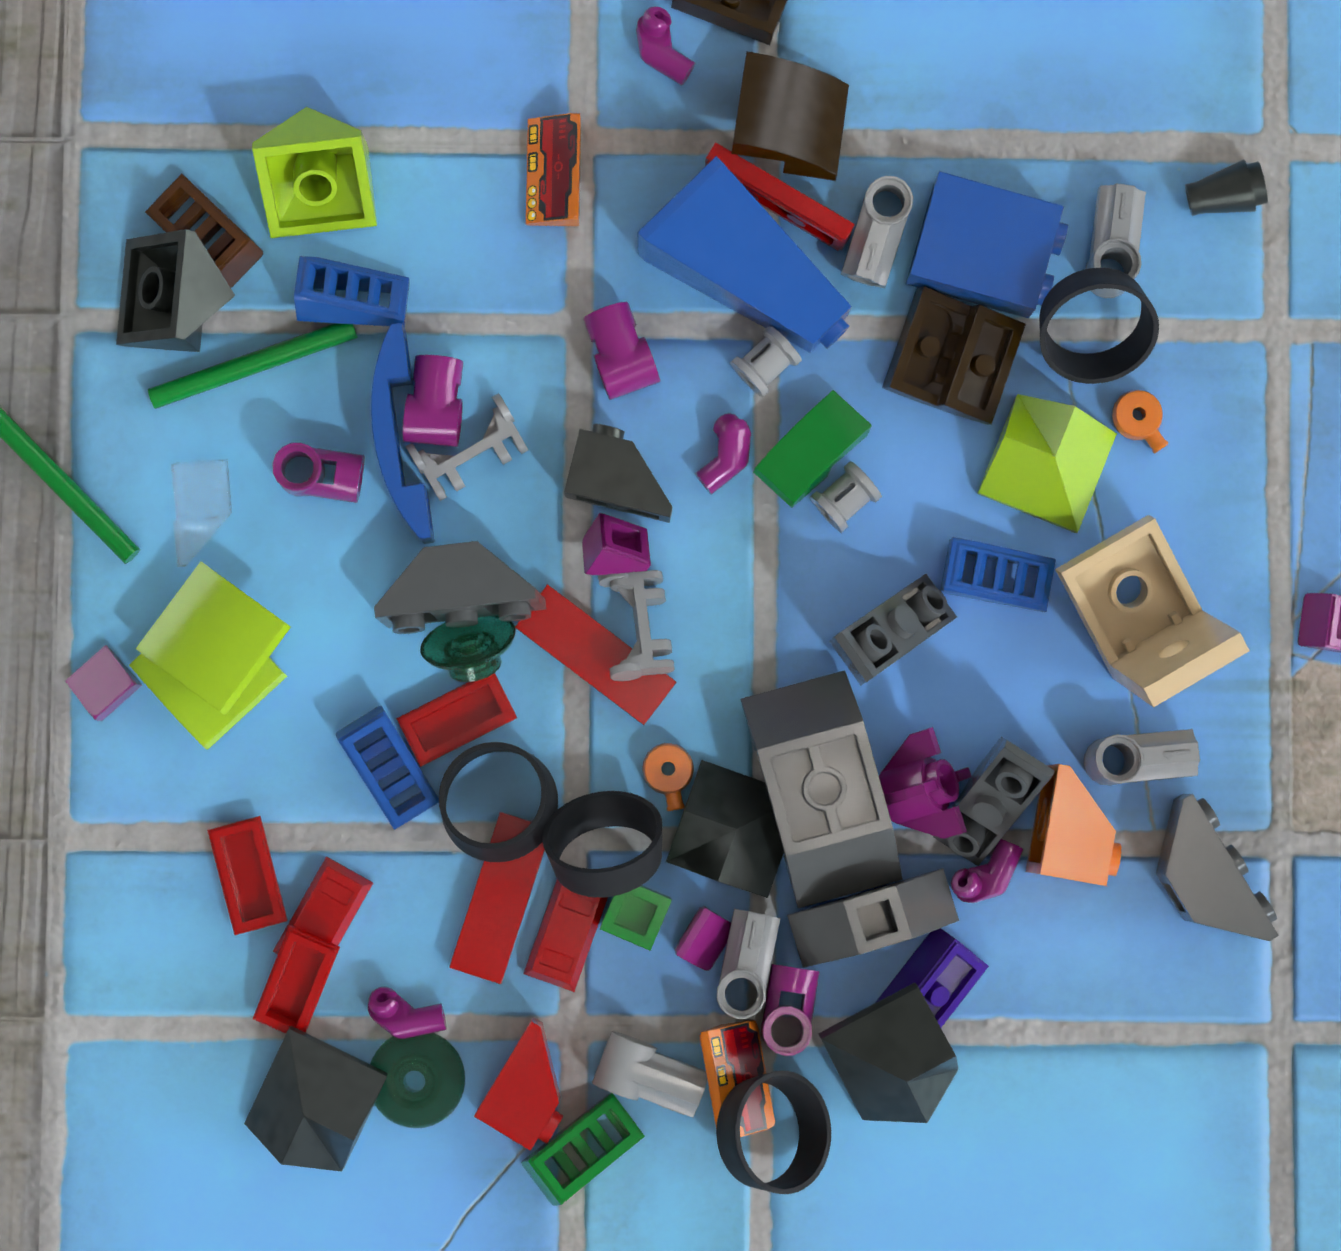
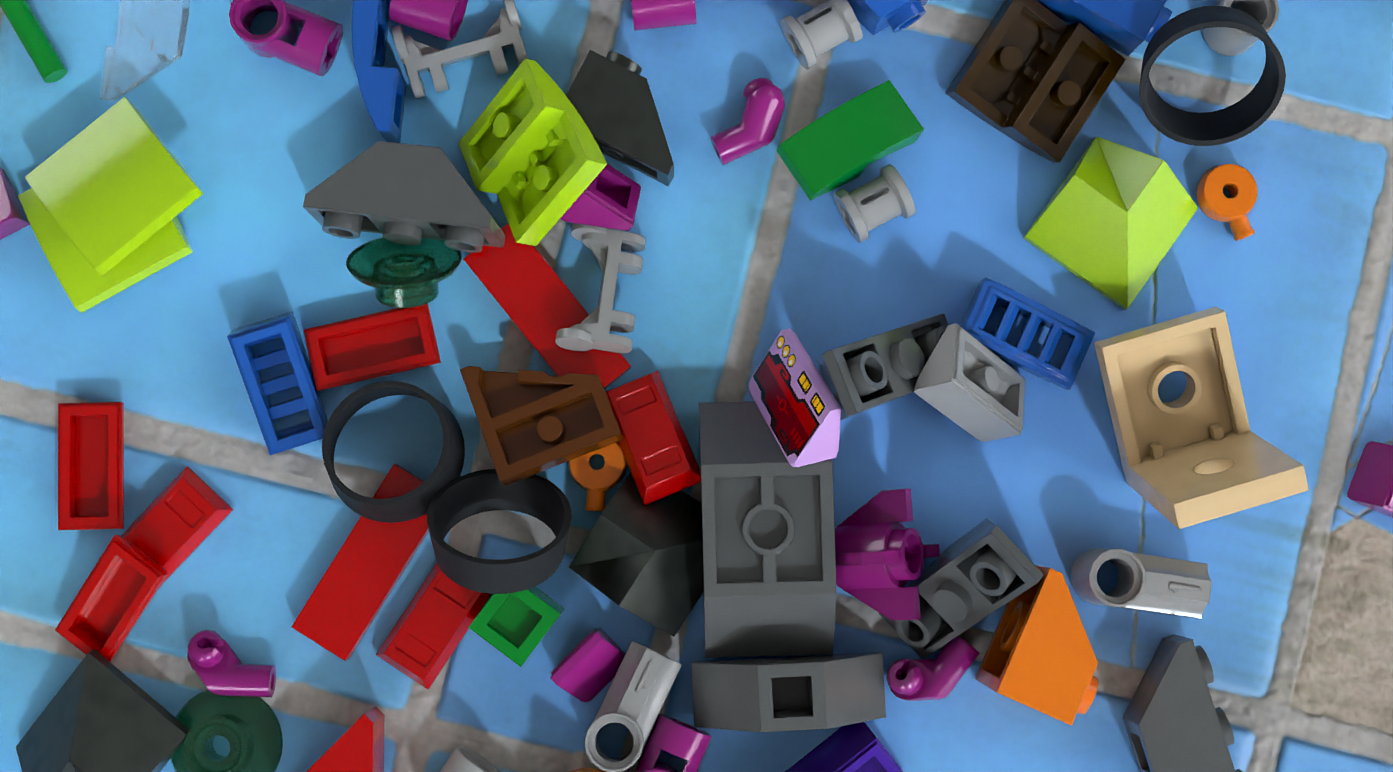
camera: 15 degrees right, 0 degrees up
(552, 526) = (531, 152): none -> lime slope
(613, 744) = (539, 418): none -> reddish brown wing
(708, 737) = (653, 438): none -> red tile
(821, 679) = (796, 402): none -> slope
(964, 630) = (973, 387): none -> light grey slope

